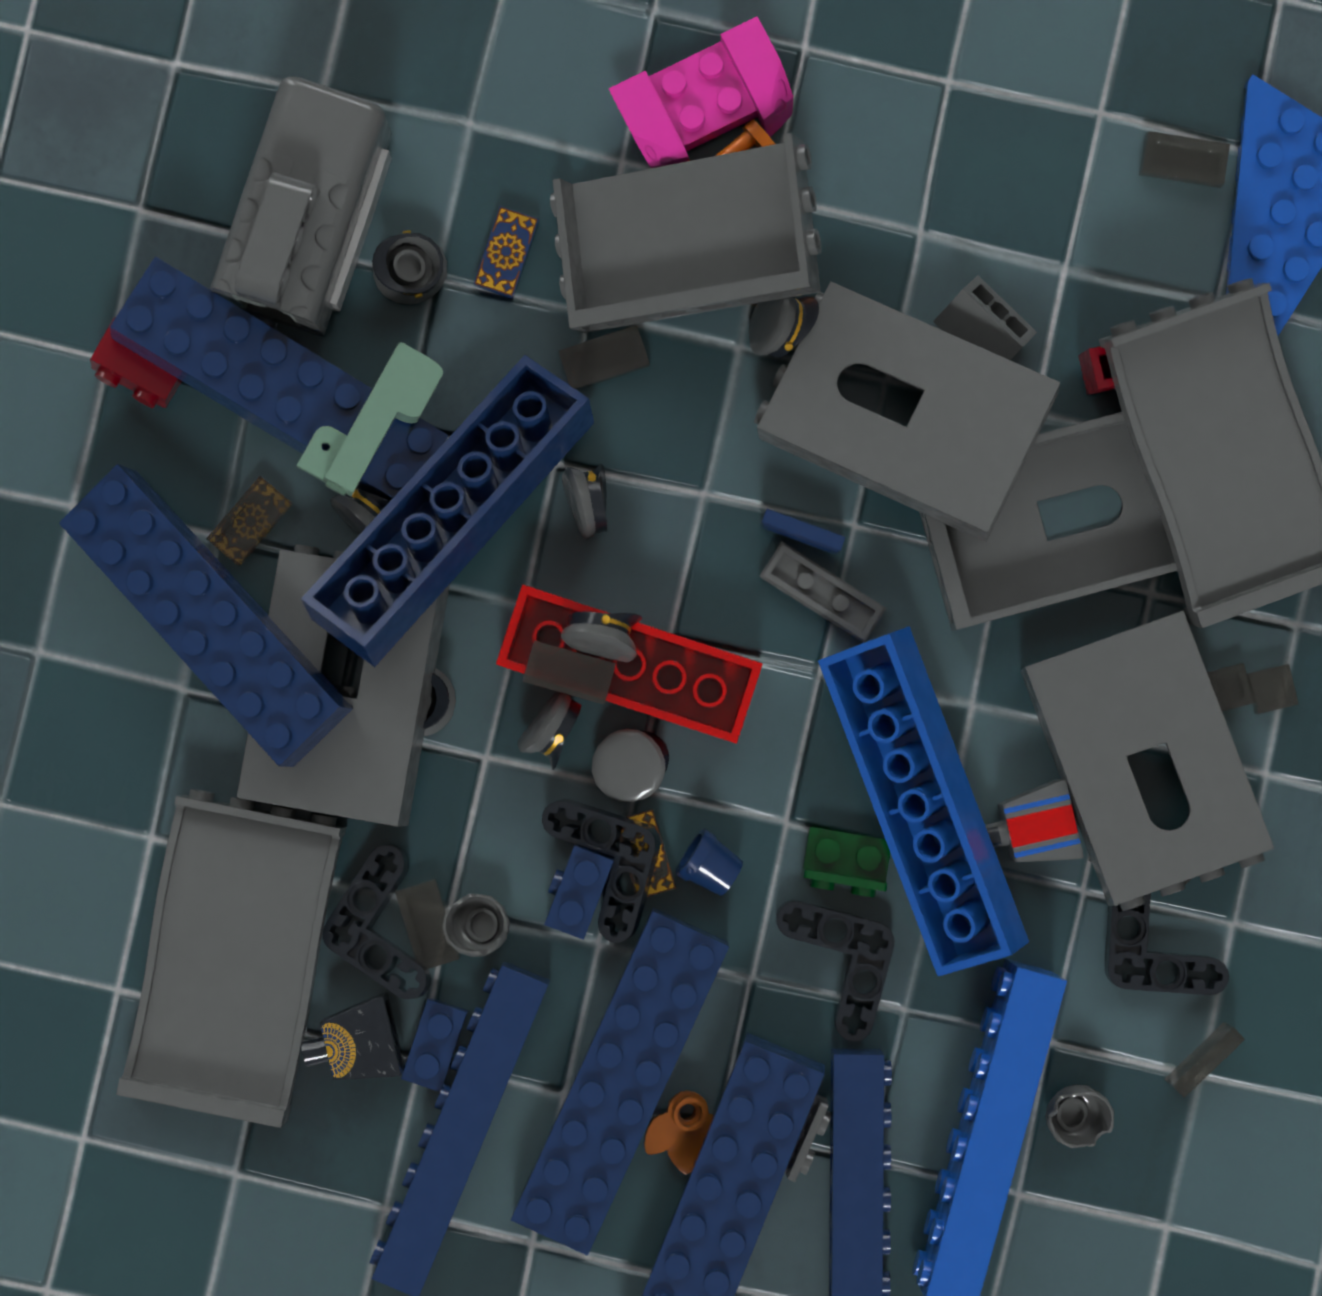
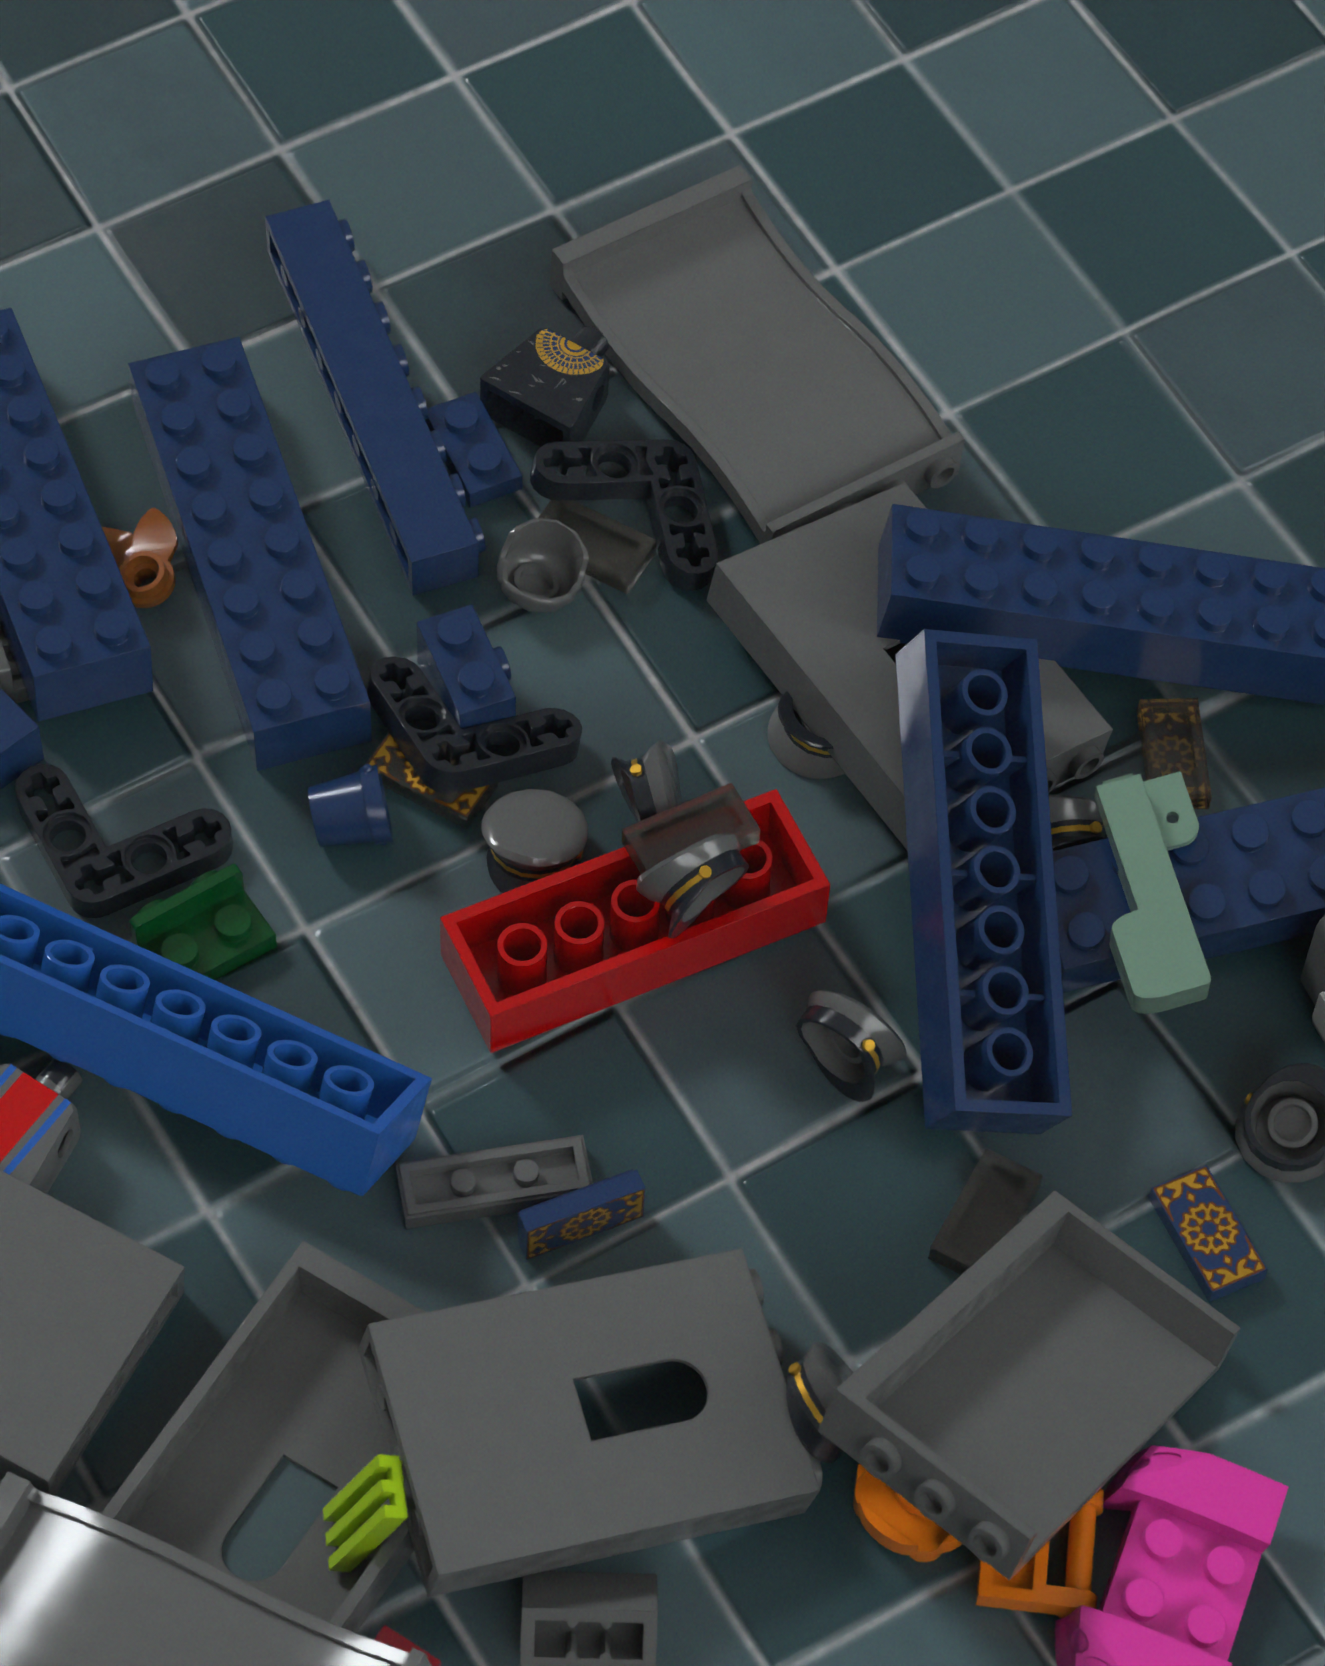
camera: 130 degrees right, 30 degrees down
(1059, 462) = (361, 1503): none -> lime tile

